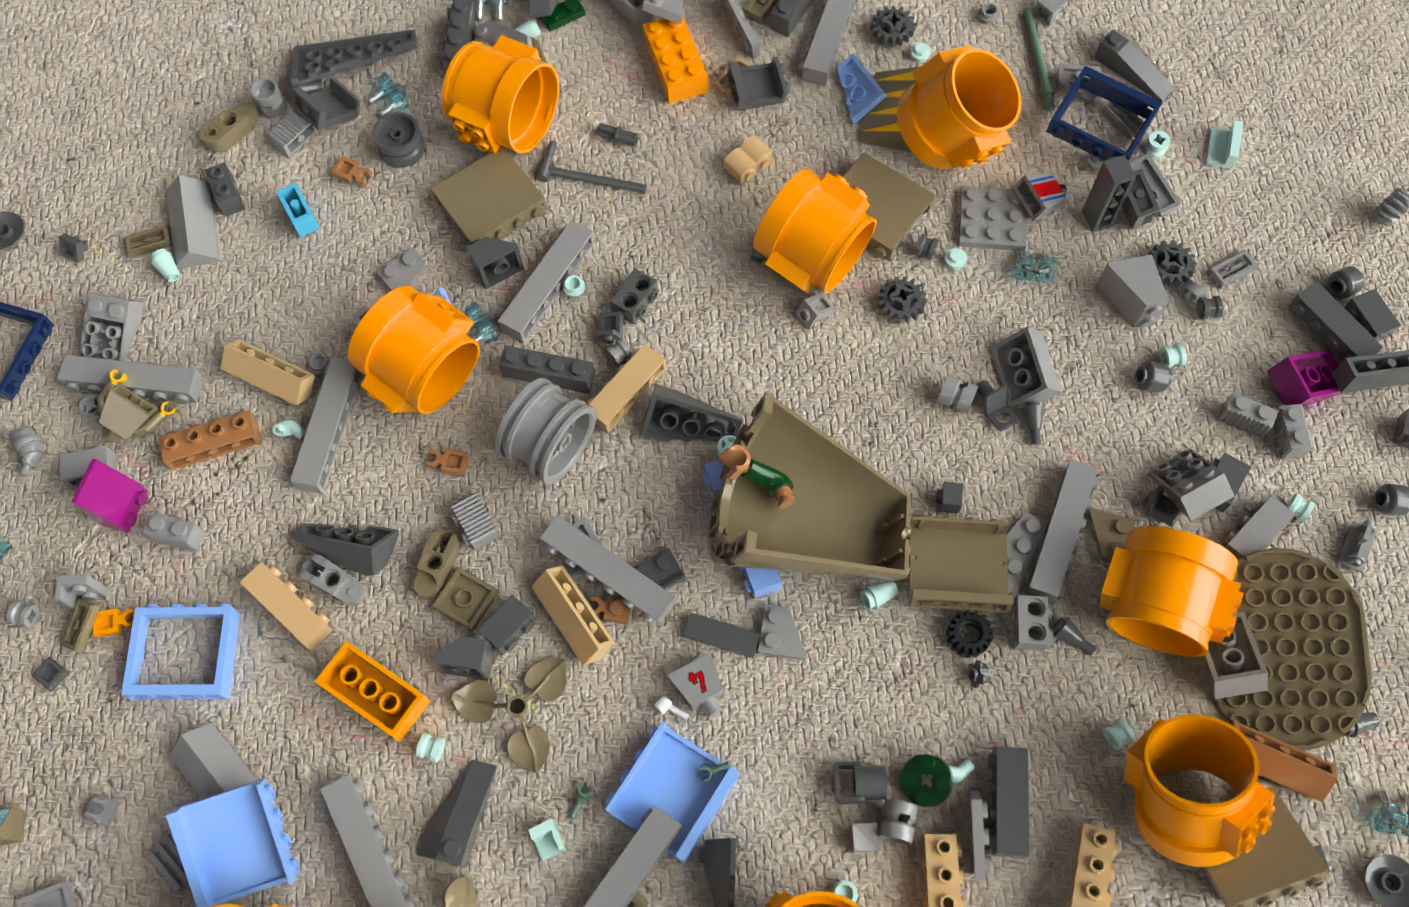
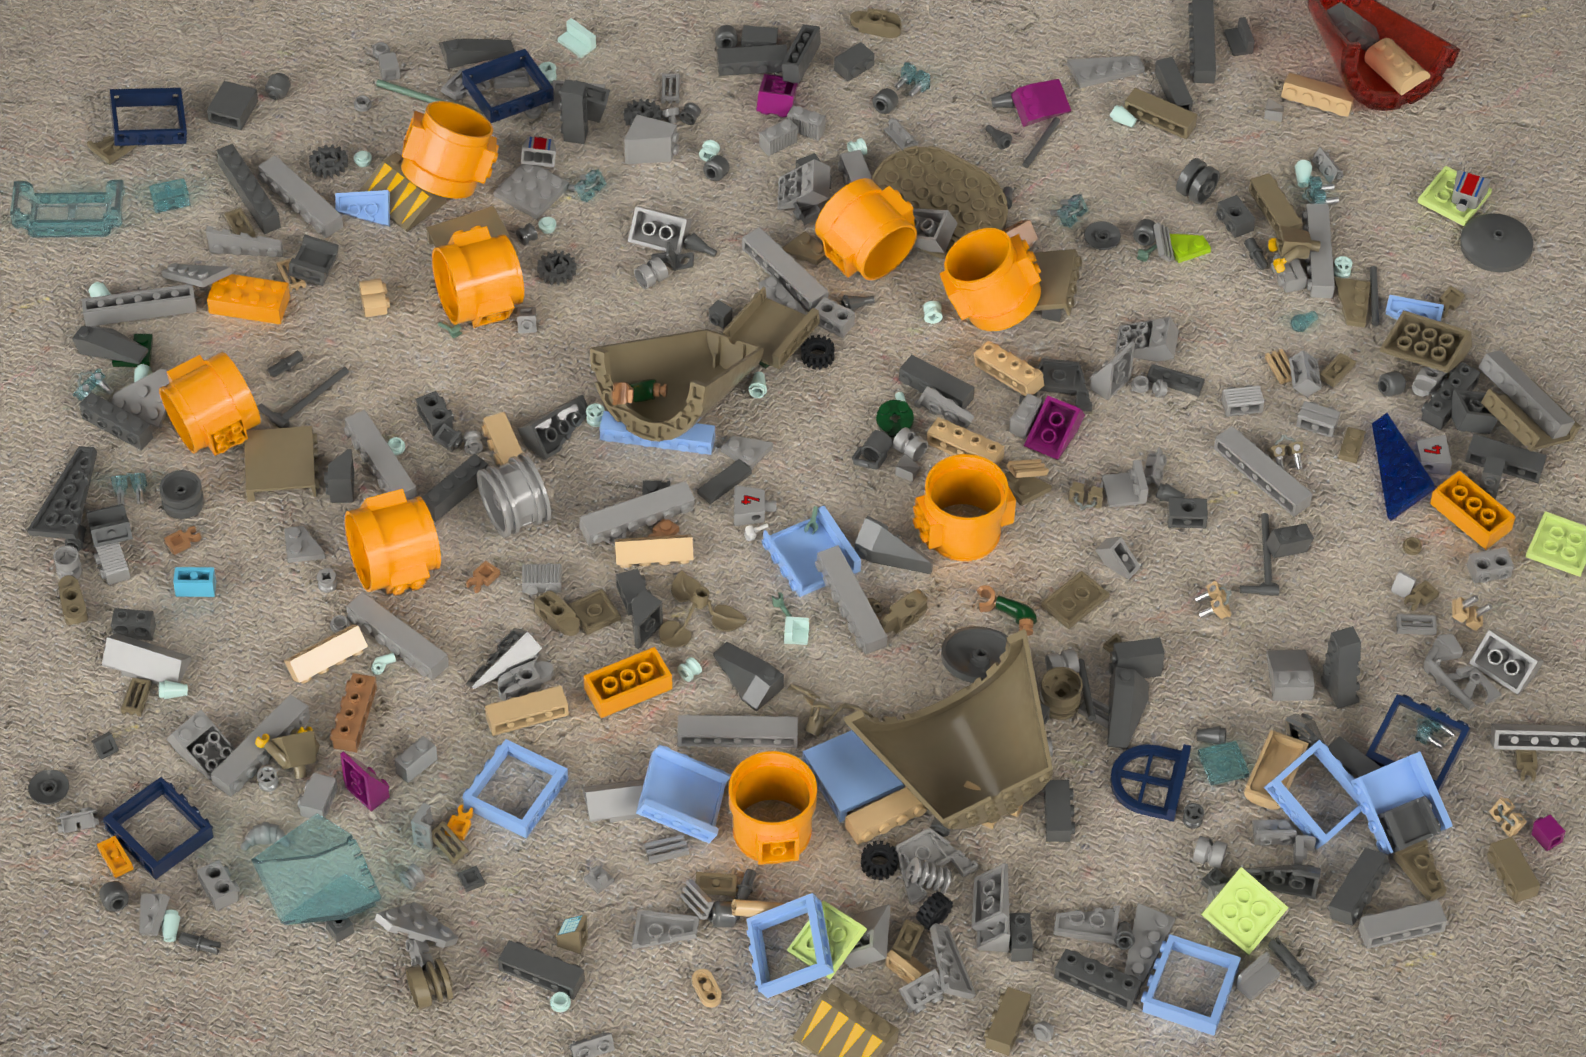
camera: 65 degrees left, 15 degrees down
(978, 673) = (849, 357): dark grey plate -> none

